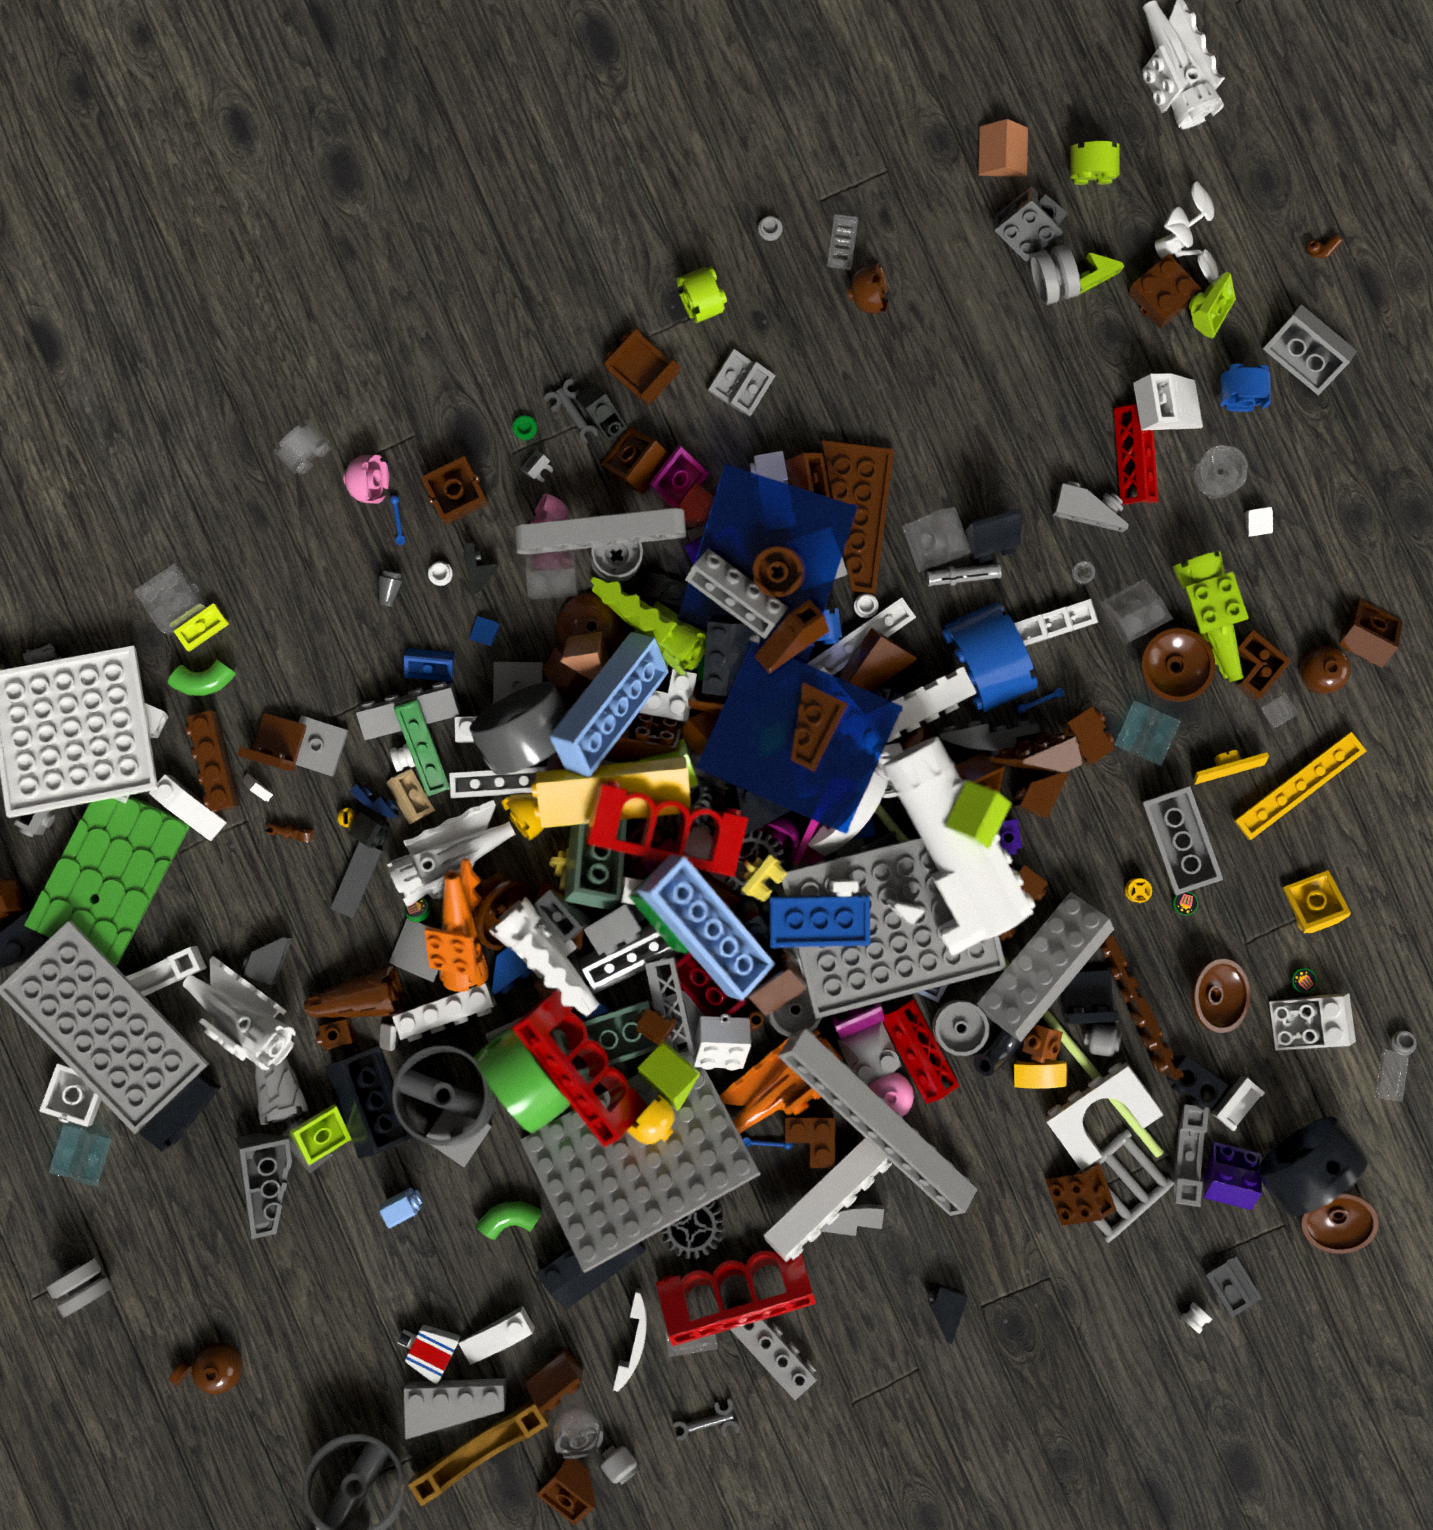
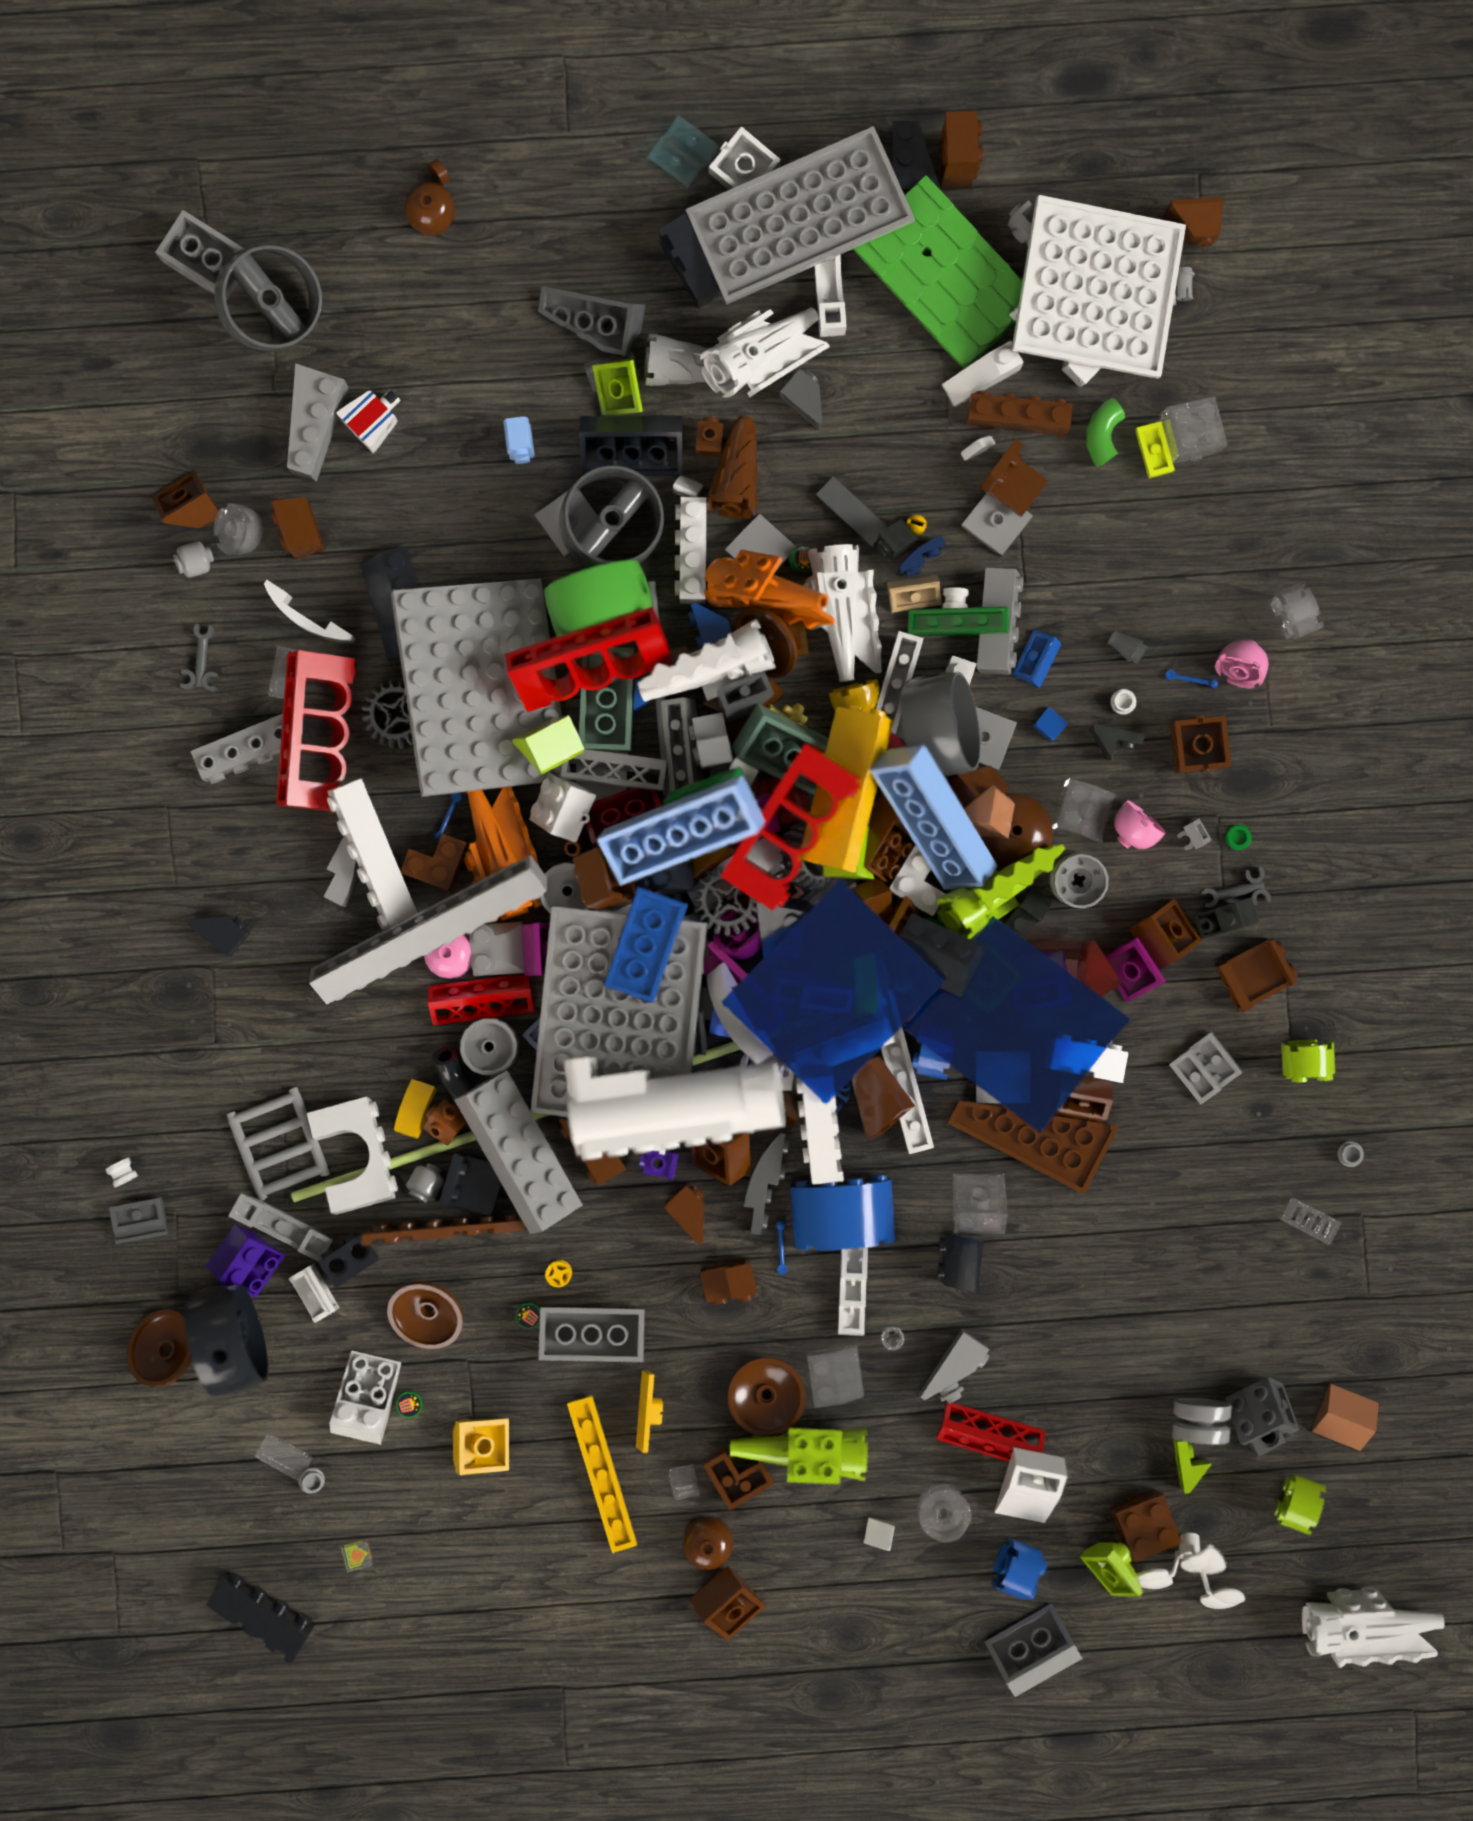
camera: 100 degrees right, 0 degrees up
(79, 1287) = (557, 104): light grey wheel -> none
(289, 832) = (922, 463): reddish brown piece -> none
(496, 1438) = (258, 430): pearl gold arch -> none
(497, 1336) = (360, 488): white slope -> none
(508, 1214) = (472, 539): bright green cylinder -> none
(600, 531) = (1107, 871): light grey beam -> none
(654, 1026) = (603, 747): reddish brown brick -> none
(654, 1122) = (509, 712): yellow cylinder -> none
(736, 593) = (997, 982): light grey brick -> none
(764, 571) = (1008, 1017): reddish brown brick -> none
(770, 868) = (714, 903): light yellow hips -> none
(793, 635) = (935, 1022): reddish brown slope -> none
(815, 726) = (840, 1013): reddish brown wing -> none
(844, 887) = (670, 980): white plate -> none
(866, 605) = (938, 1109): white plate -> none
(869, 289) = (1253, 1229): reddish brown cylinder -> none
(905, 911) = (623, 1033): white slope -> none
(964, 574) = (934, 1217): light grey pin -> none
(977, 814) = (693, 1135): lime slope -> none
(1042, 753) = (729, 1227): reddish brown slope -> none
(1081, 1196) = (281, 1104): reddish brown bracket -> none
(1147, 733) = (709, 1341): clear light blue slope -> none
(1323, 250) = (1129, 1702): reddish brown arm -> none

